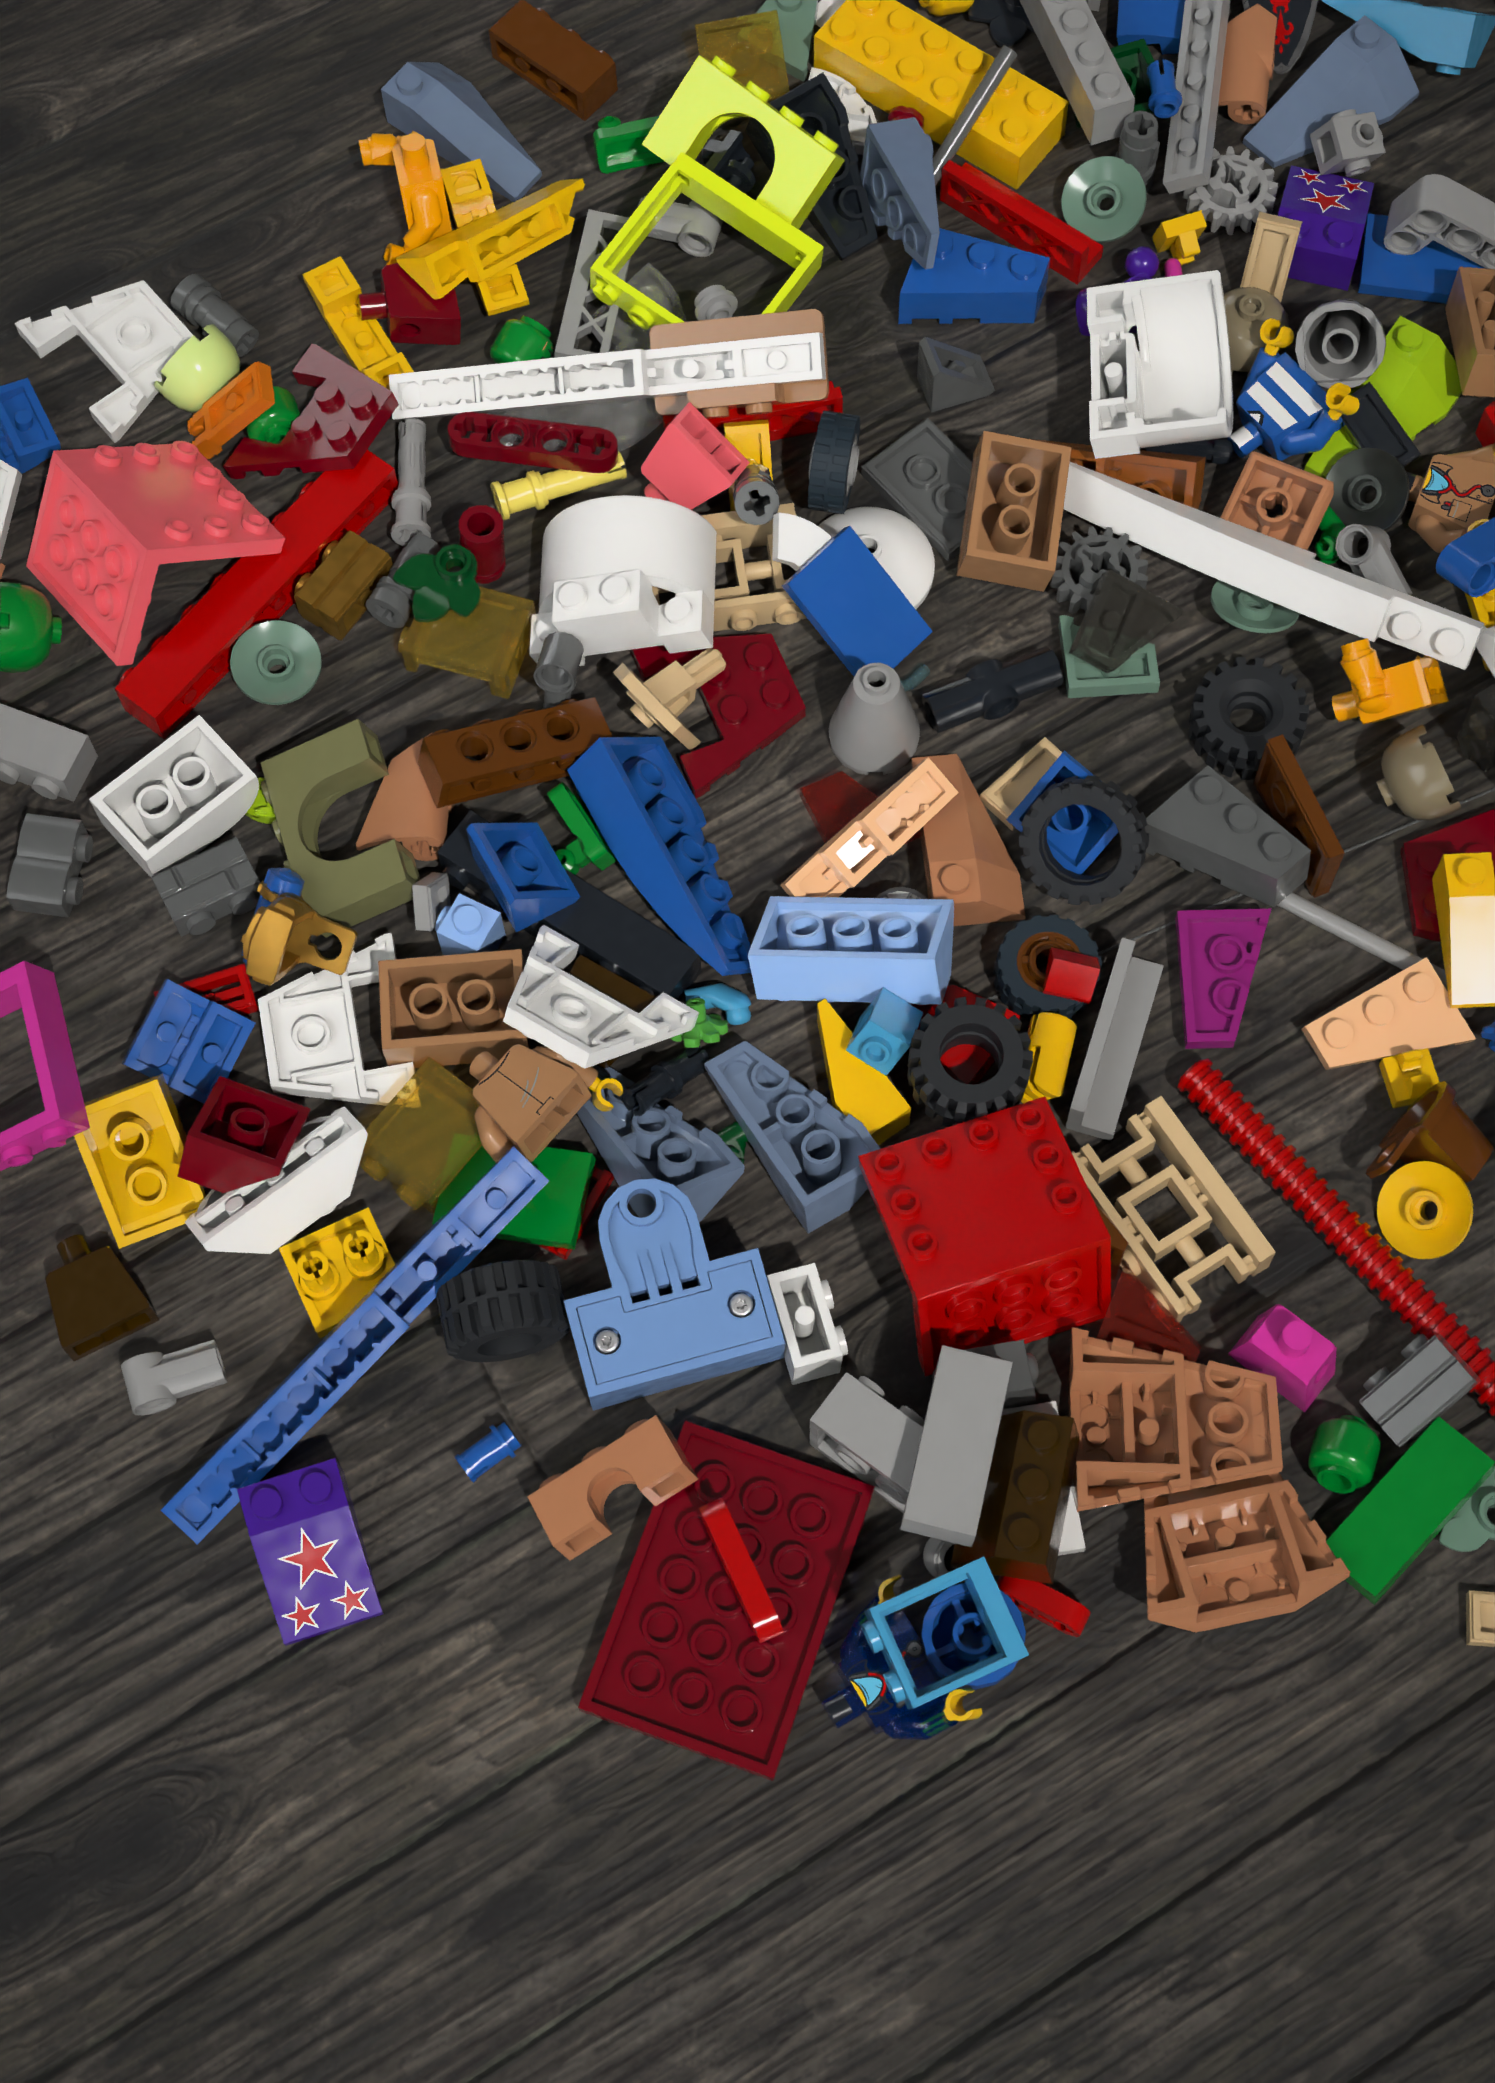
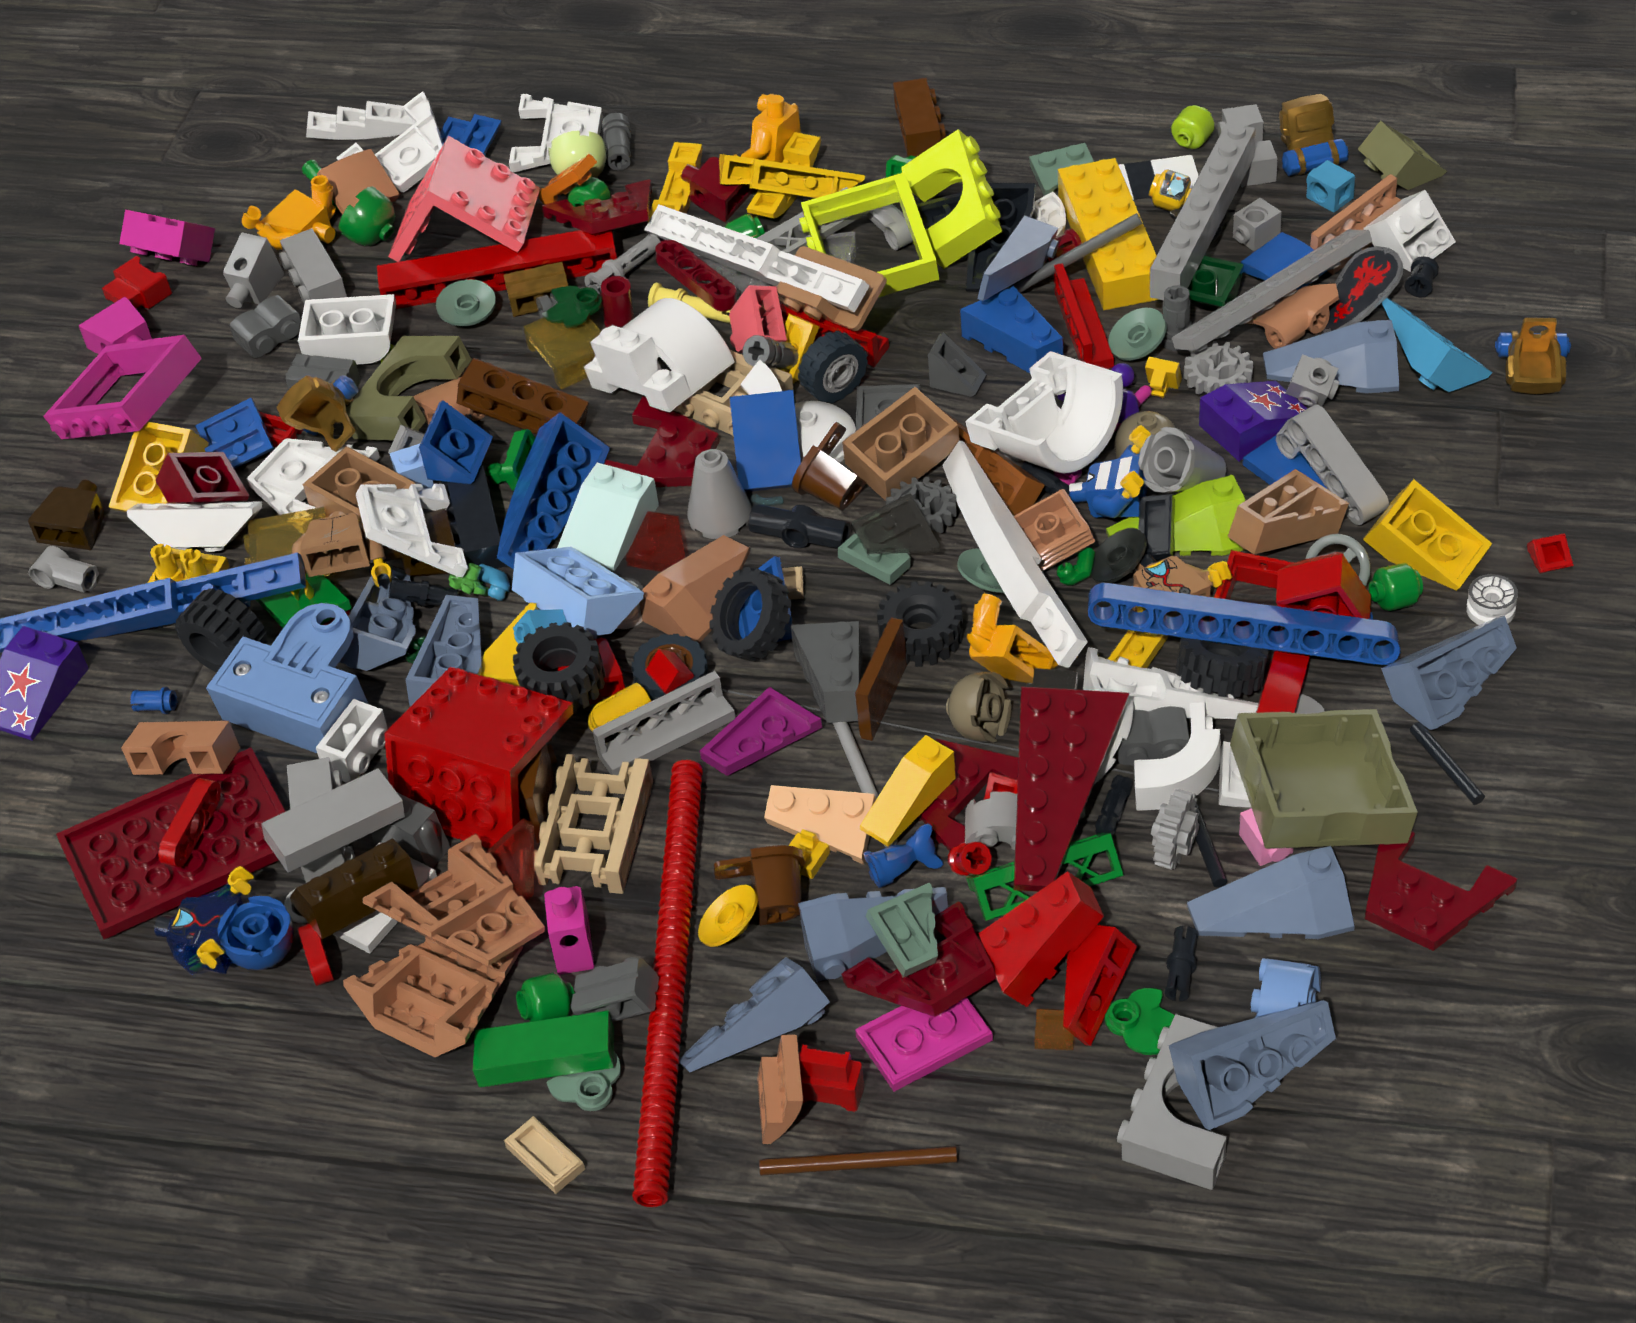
camera: 45 degrees right, 20 degrees down
(461, 124) = (838, 118): sand blue wedge -> none
(558, 667) = (580, 373): dark grey pin -> none
(671, 692) = (621, 422): tan piece -> none
(715, 303) = (844, 250): light grey plate -> none
(750, 46) = (1016, 160): clear yellow plate -> none
(761, 823) = (609, 514): none -> light aqua slope
(873, 834) = (650, 545): light nougat slope -> none
(967, 607) = (825, 476): none -> reddish brown container
(992, 1612) = (262, 912): dark azure window -> none
(1164, 96) = (1214, 294): blue pin -> none
(1271, 253) = (1194, 405): tan tile -> none
(1377, 562) = (1080, 579): light grey piece -> none

